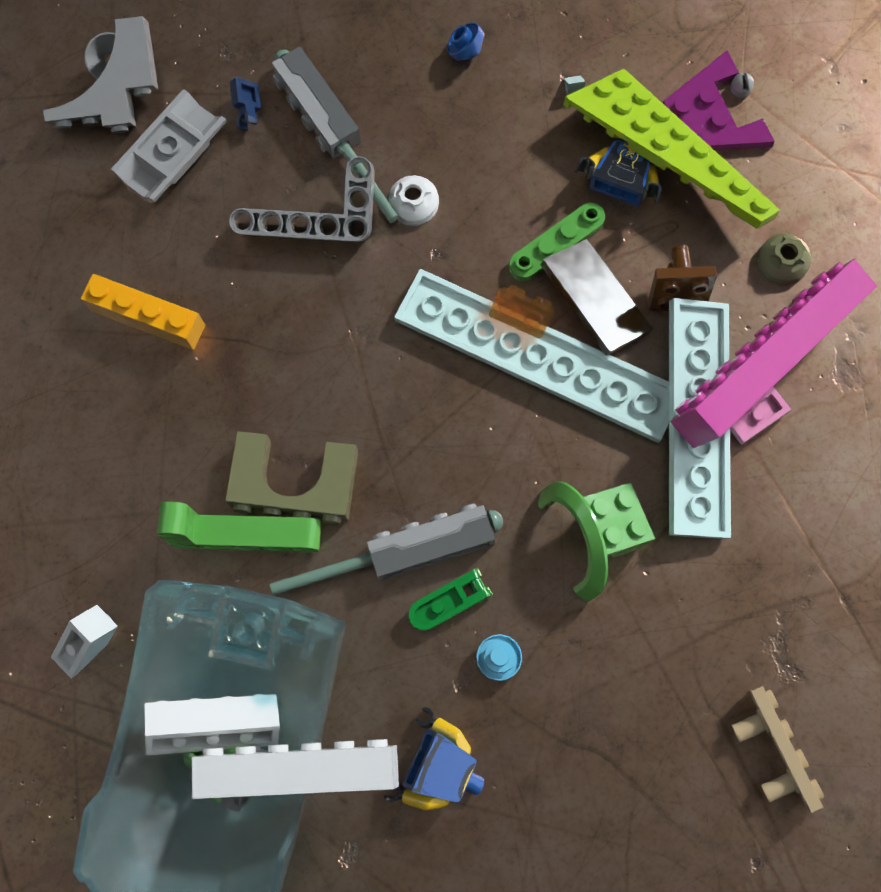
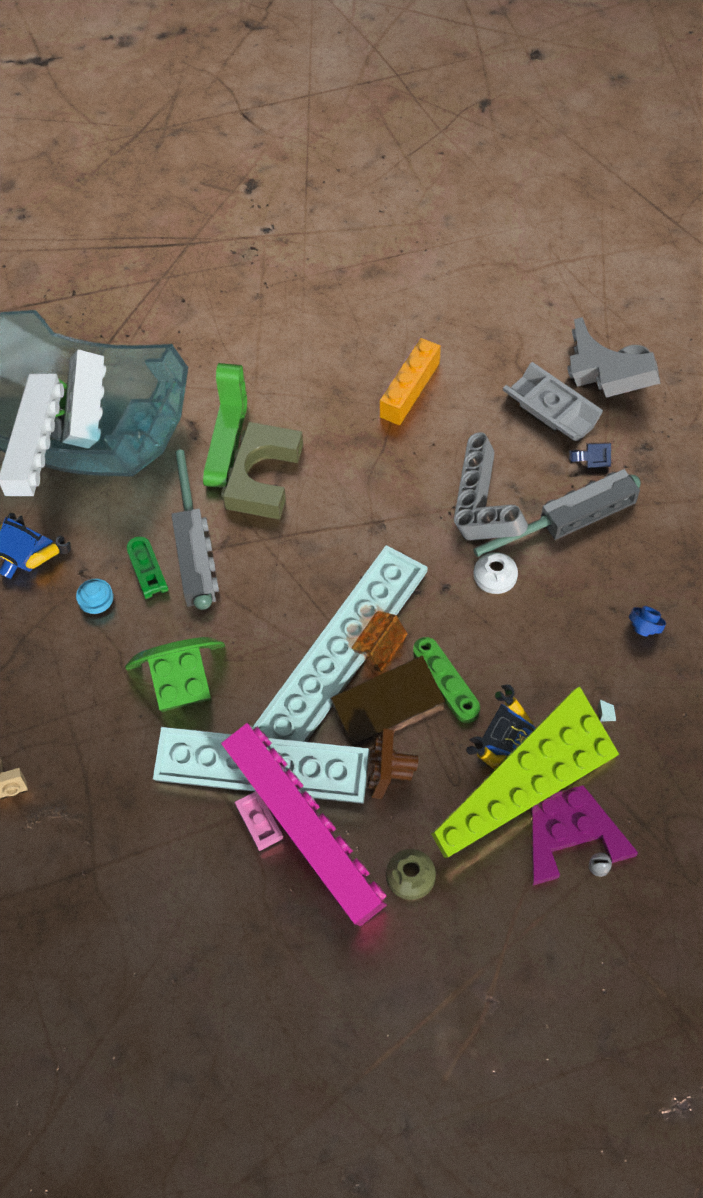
camera: 95 degrees right, 15 degrees down
(83, 640) = (169, 335): white slope -> none

